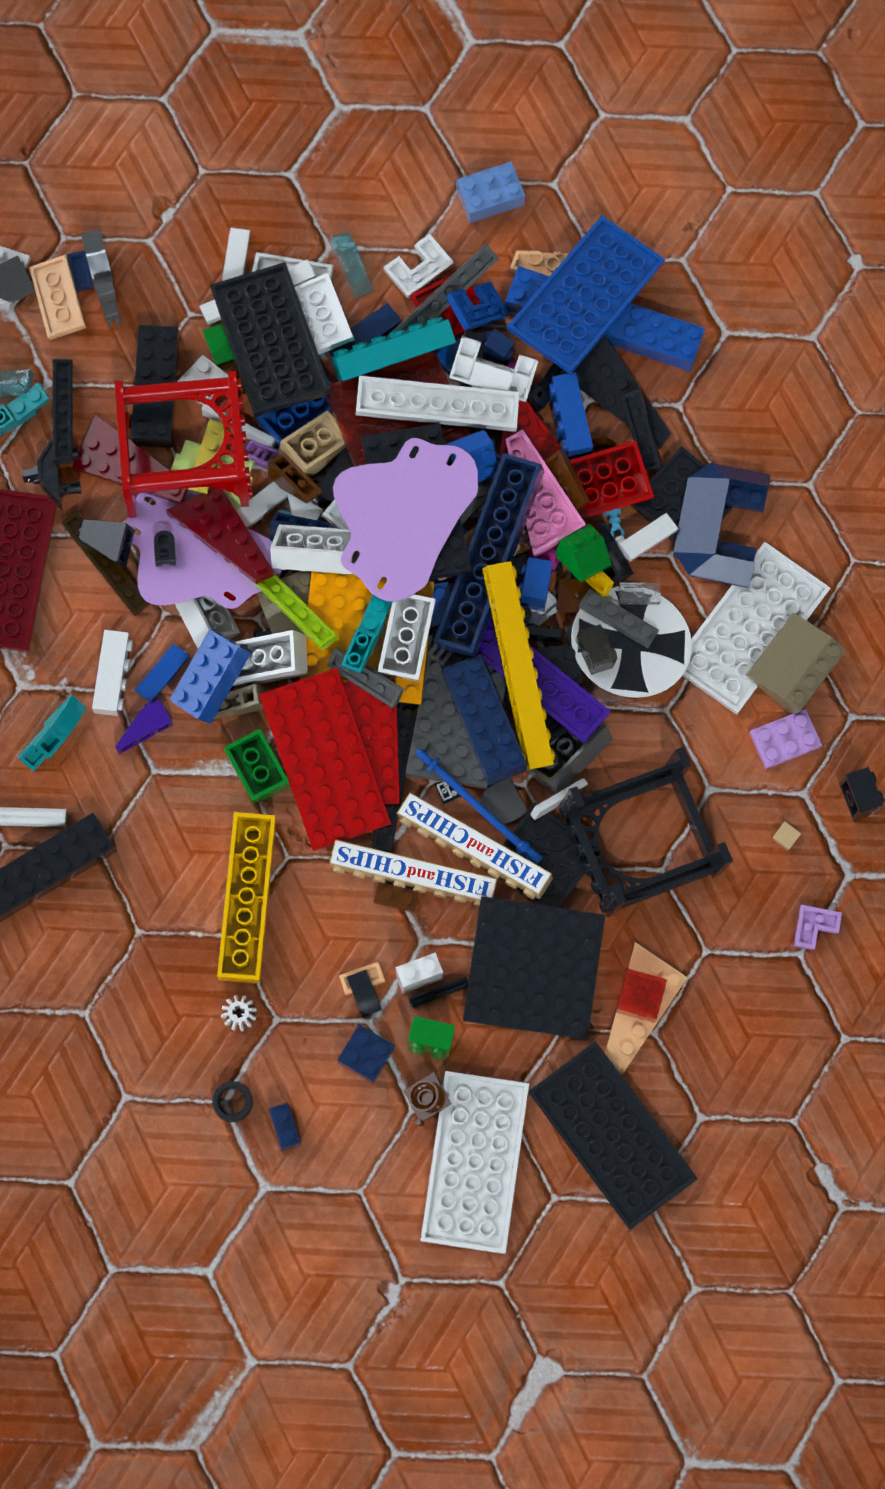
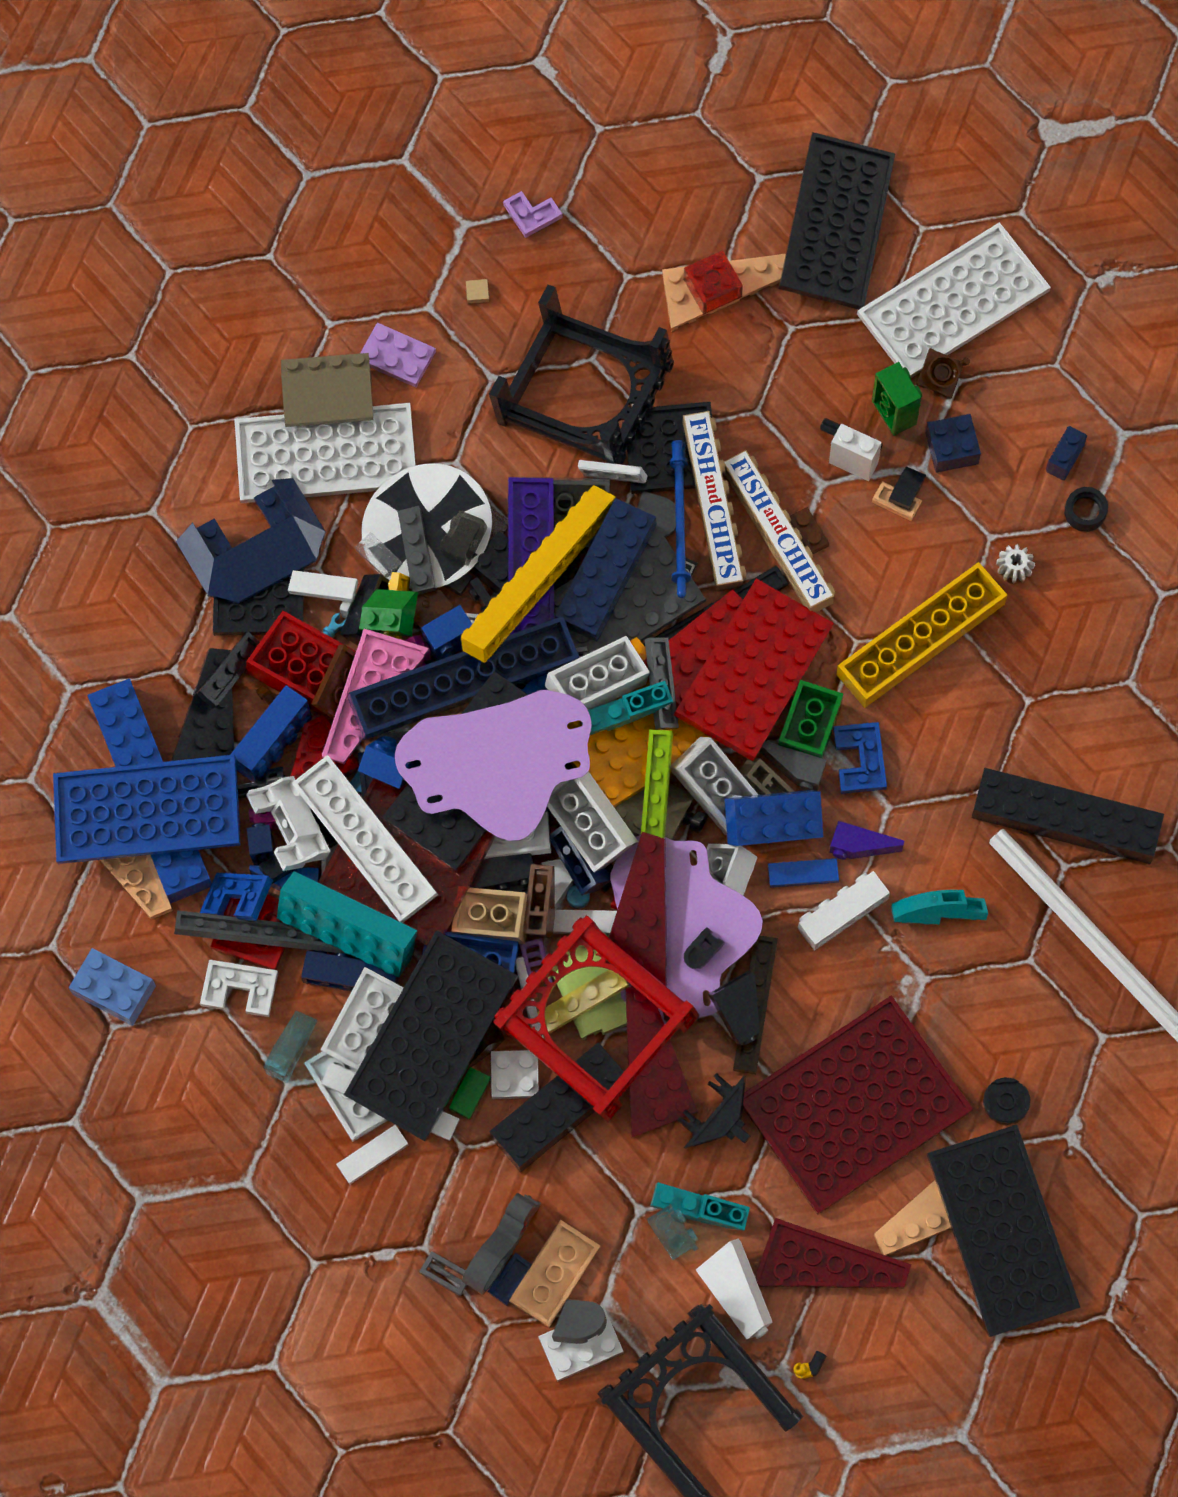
camera: 125 degrees left, 5 degrees down
(62, 411) = (657, 1162): black tile -> none
(123, 244) = (423, 1271): none -> flat silver tile
(210, 796) = (872, 771): none -> blue plate
(232, 730) = (799, 767): none -> dark grey slope
(534, 967) = (765, 380): black plate -> none
(861, 793) = (393, 257): black brick -> none

